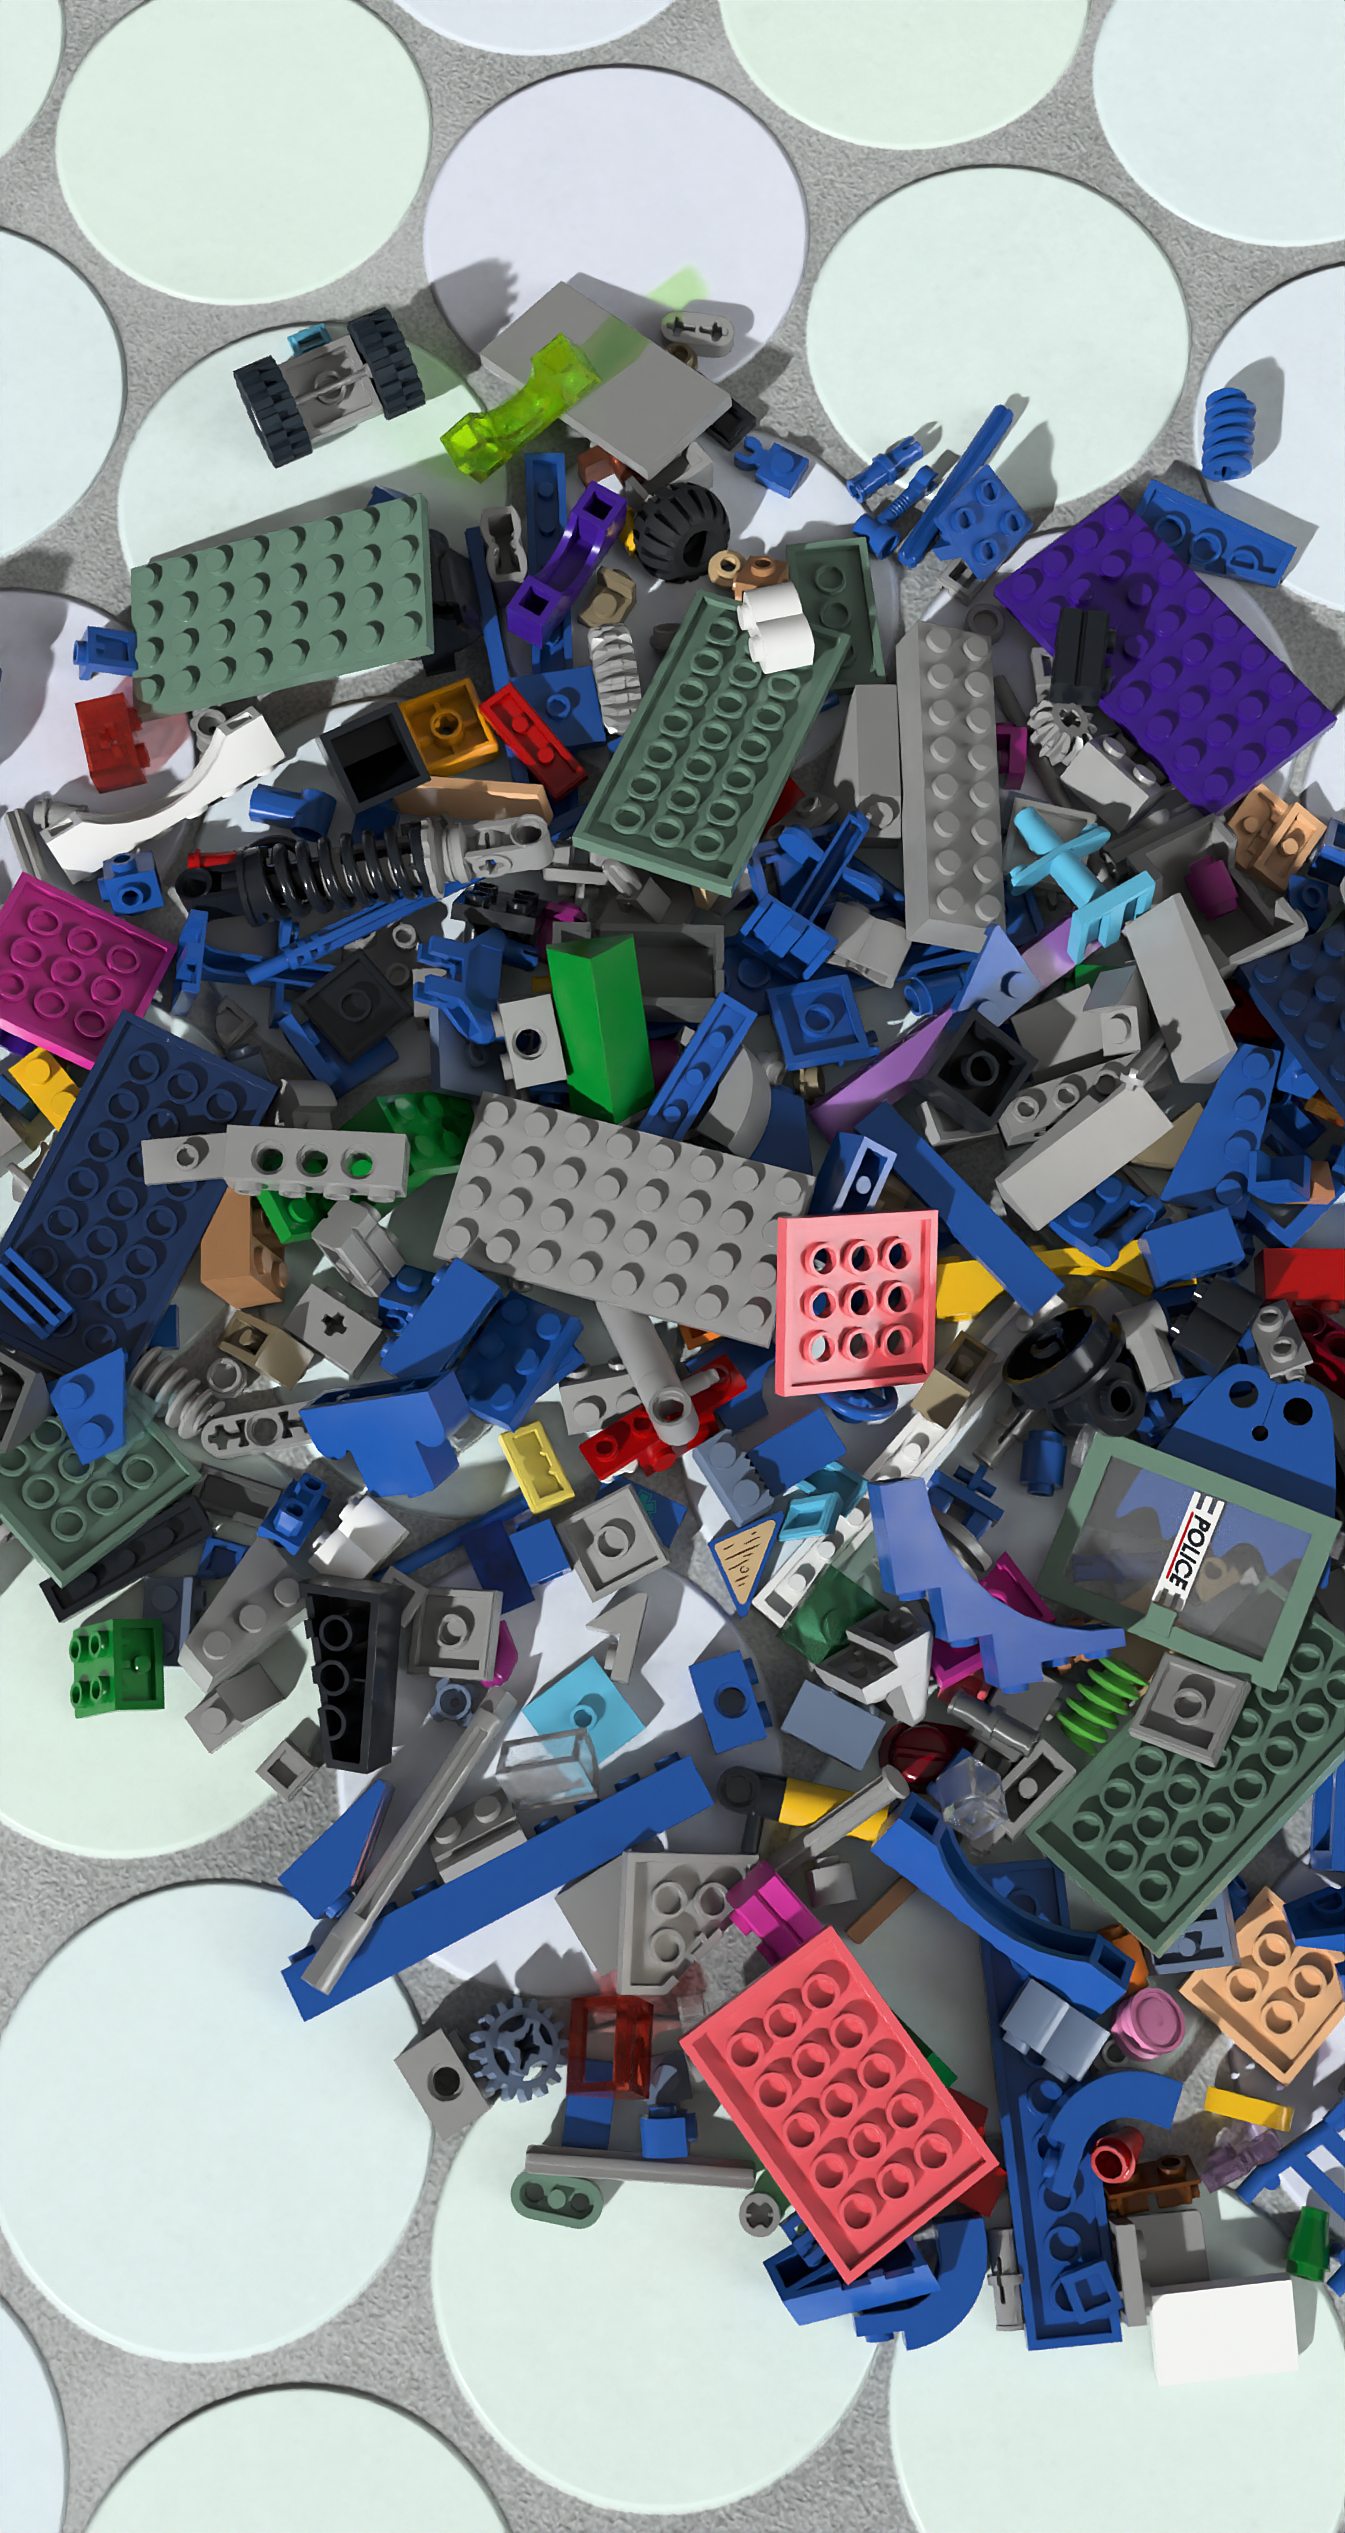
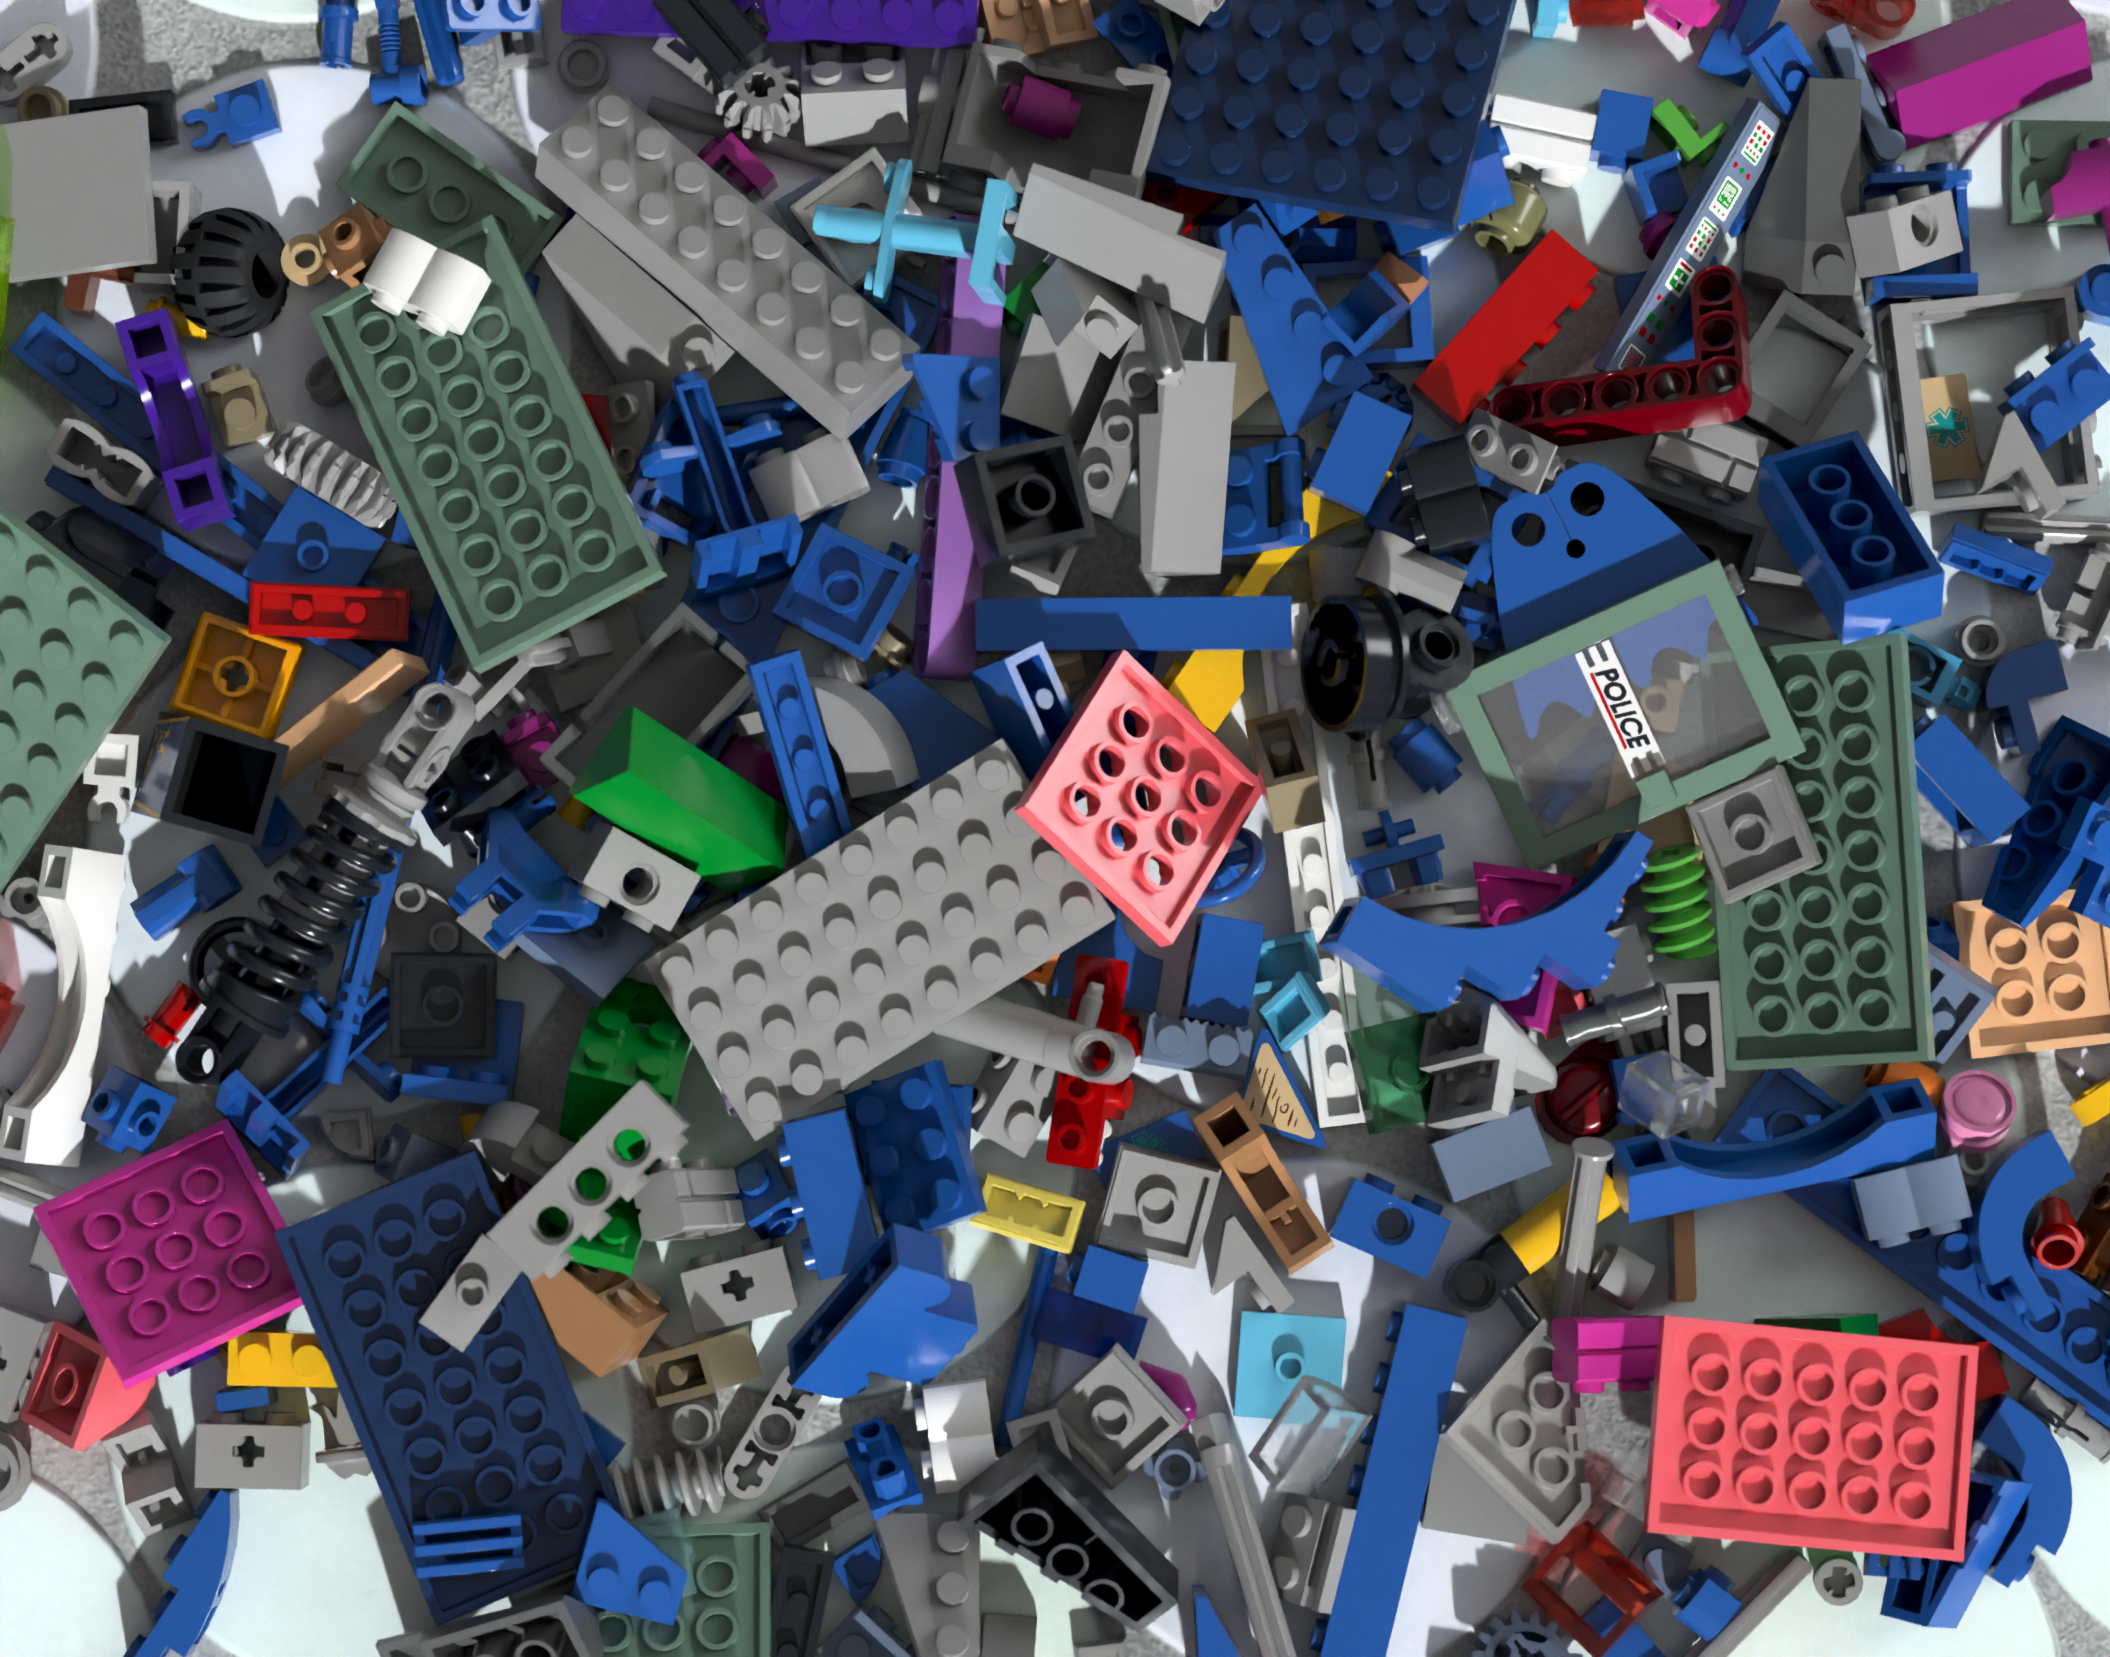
camera: 50 degrees left, 10 degrees up
(330, 709) = (112, 769): none -> white plate
(685, 1592) = (1263, 1182): none -> medium nougat arch

